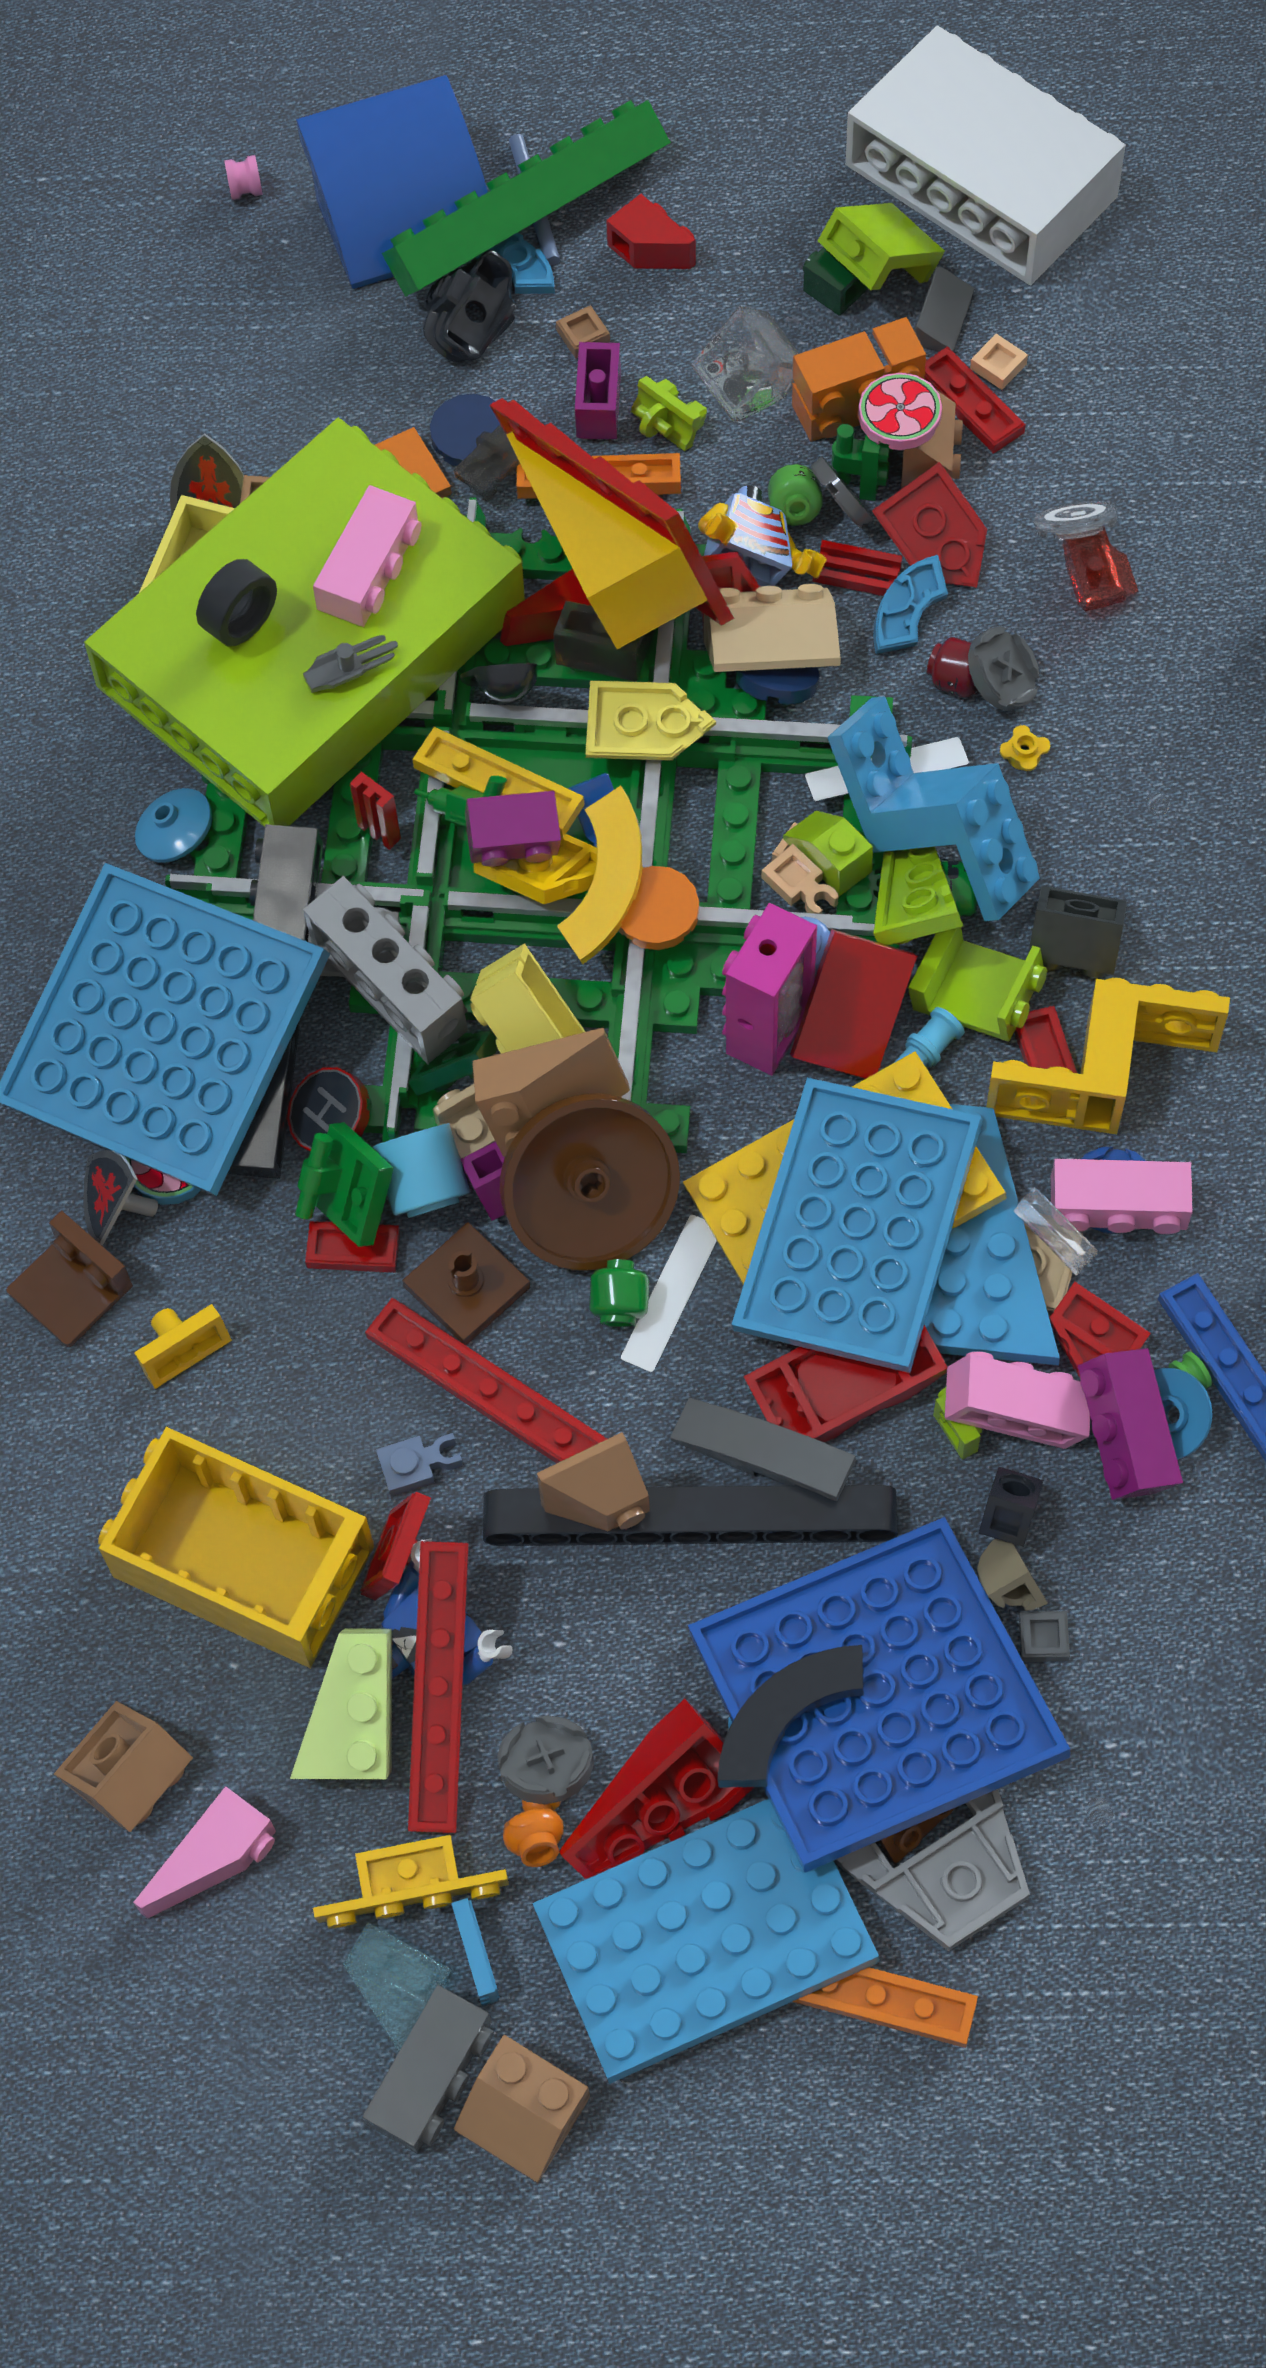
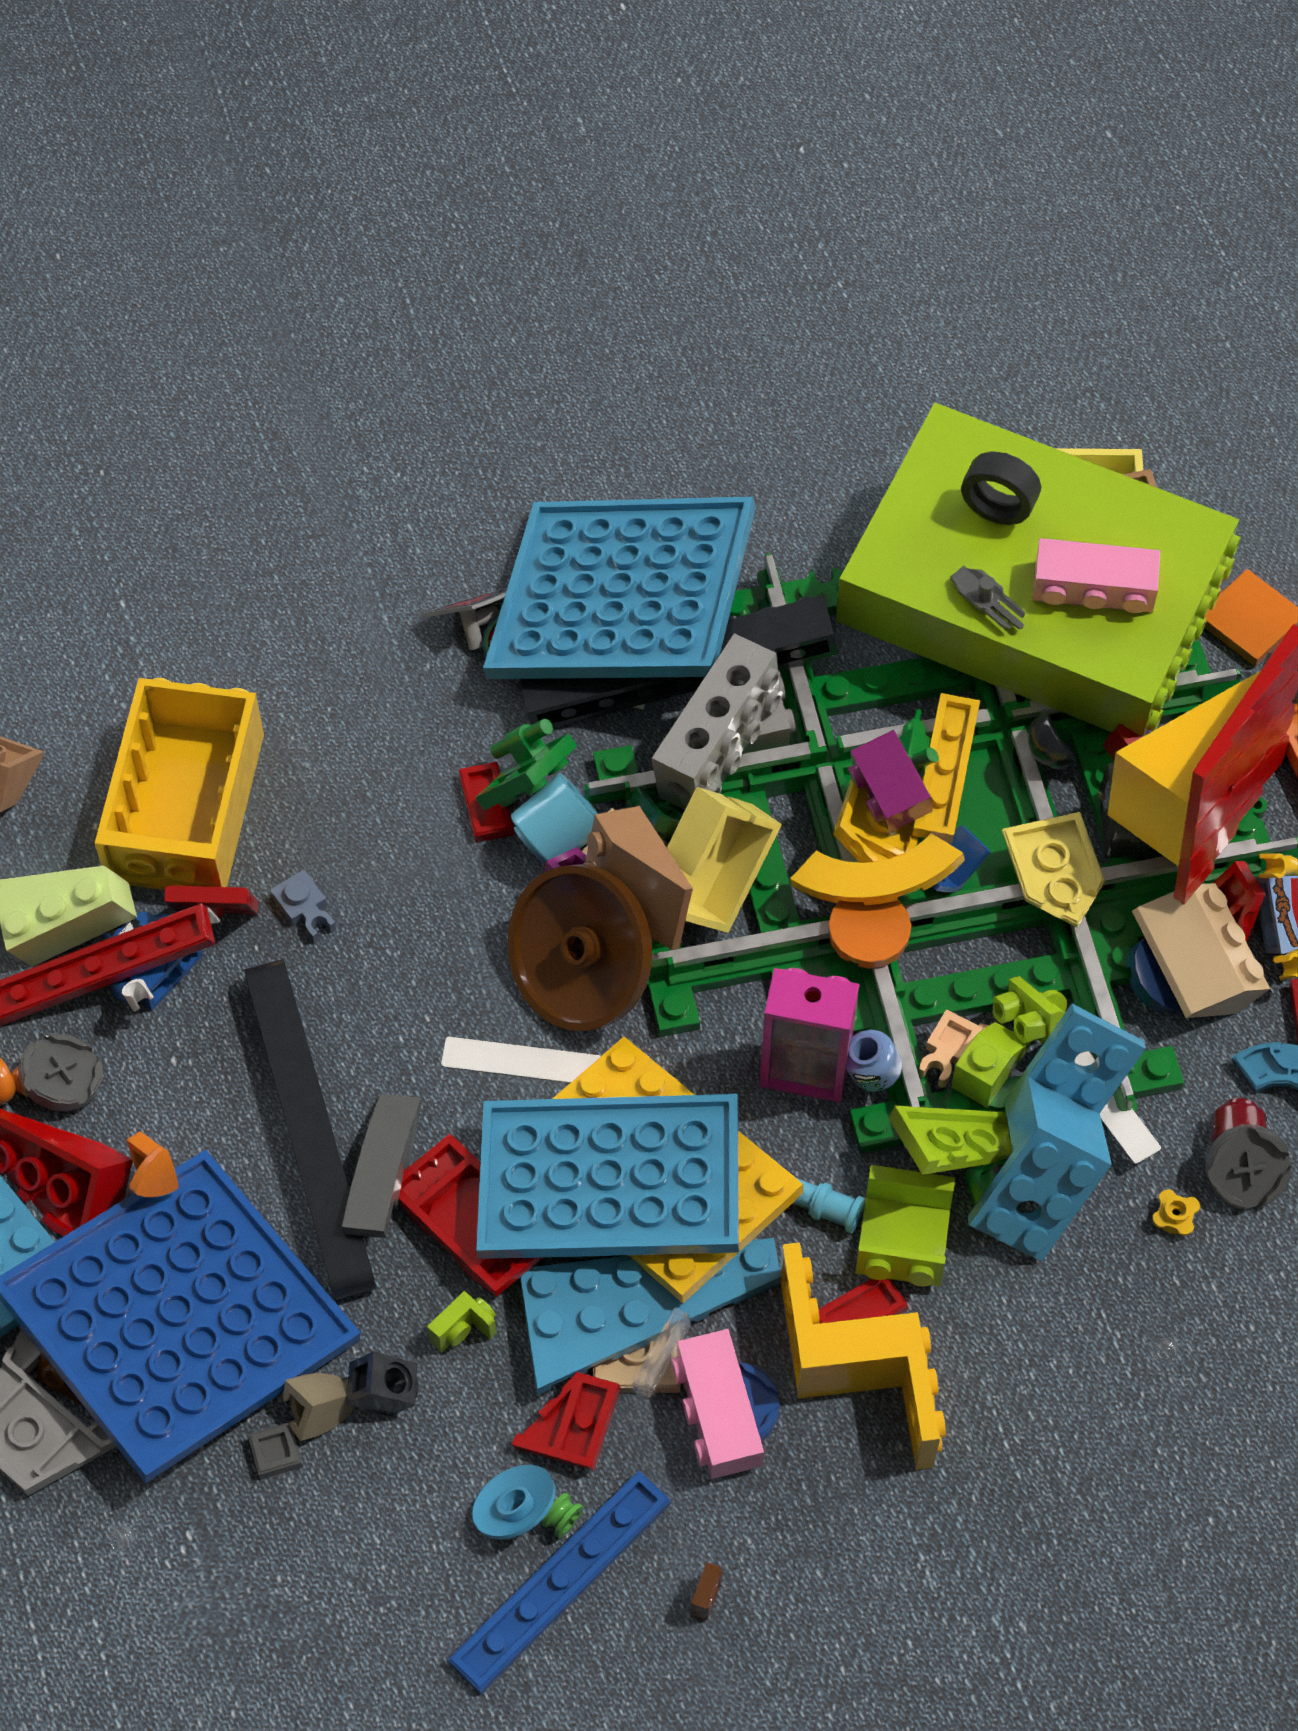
camera: 70 degrees right, 5 degrees down
(70, 1282) = (388, 606): reddish brown bracket -> none
(173, 825) = (826, 550): dark azure dish -> none
(181, 1343) = (355, 700): yellow tile -> none
(207, 474) = (1175, 465): shield -> none
(327, 1099) = (601, 741): black tile -> none
(377, 815) = (882, 682): red tile -> none
(466, 1284) = (476, 896): reddish brown tile -> none
(480, 1383) = (384, 943): red tile -> none
(596, 1487) = (295, 1030): medium nougat slope -> none
(619, 1294) = (497, 1012): green head -> none
(705, 1672) = (153, 1166): none -> orange tile
(778, 1703) = (138, 1228): black tile -> none
(786, 795) = (1033, 1012): none -> lime hips
(853, 1004) = (831, 1118): red tile -> none
(1016, 1400) = (482, 1360): bright pink brick -> none
(1078, 930) = (994, 1304): pearl dark grey slope -> none
(1129, 1424) = (485, 1463): magenta brick -> none

